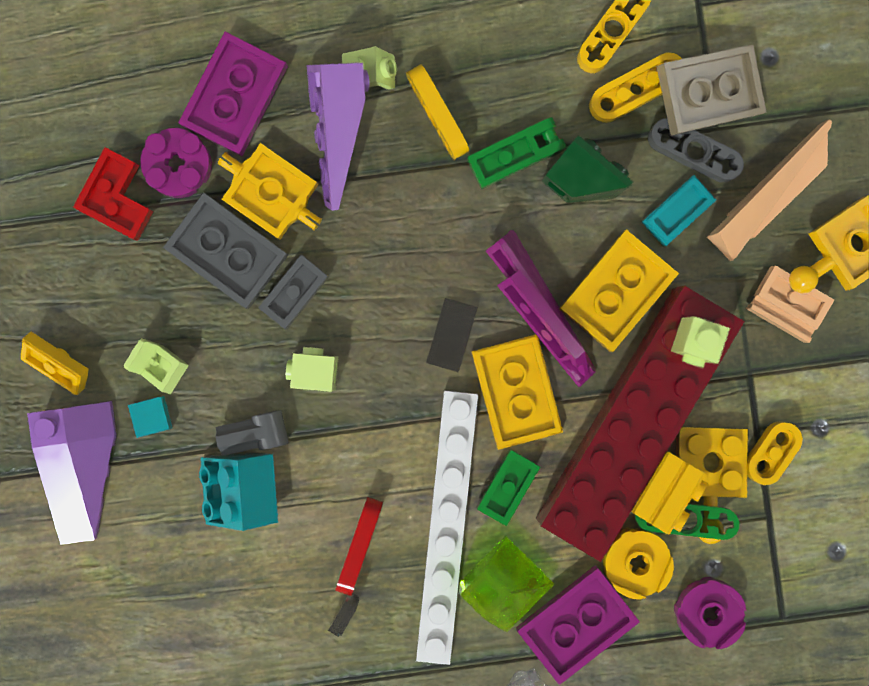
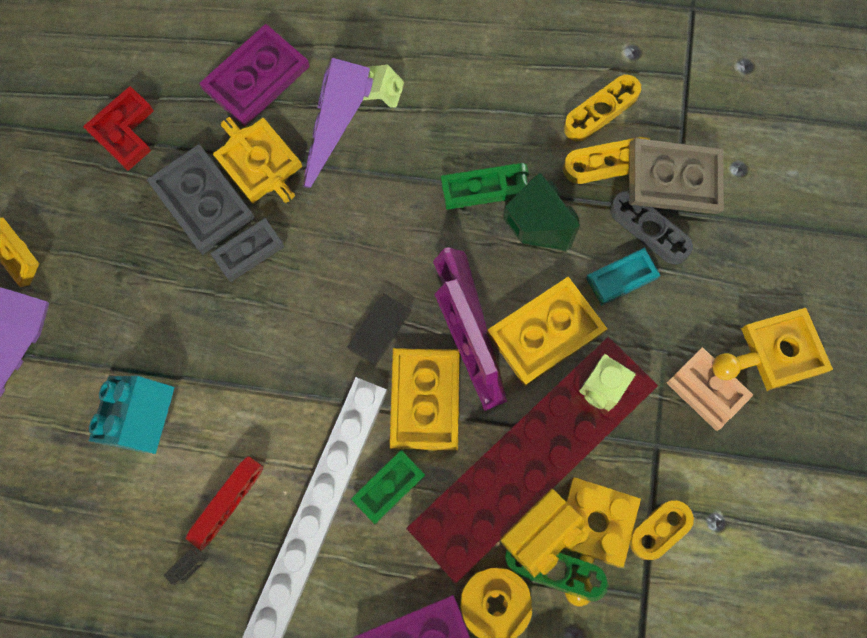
camera: 15 degrees right, 15 degrees down
(150, 416) = (77, 325): teal tile -> none
(156, 365) = (99, 277): yellowish green bracket -> none
(161, 148) = (177, 102): magenta plate -> none
(260, 432) = (172, 366): dark grey piece -> none
(312, 370) = (240, 323): yellowish green brick -> none
(437, 111) = (426, 134): yellow beam -> none
(504, 585) = (354, 586): clear neon green slope -> none
(773, 193) = (713, 283): light nougat wedge -> none

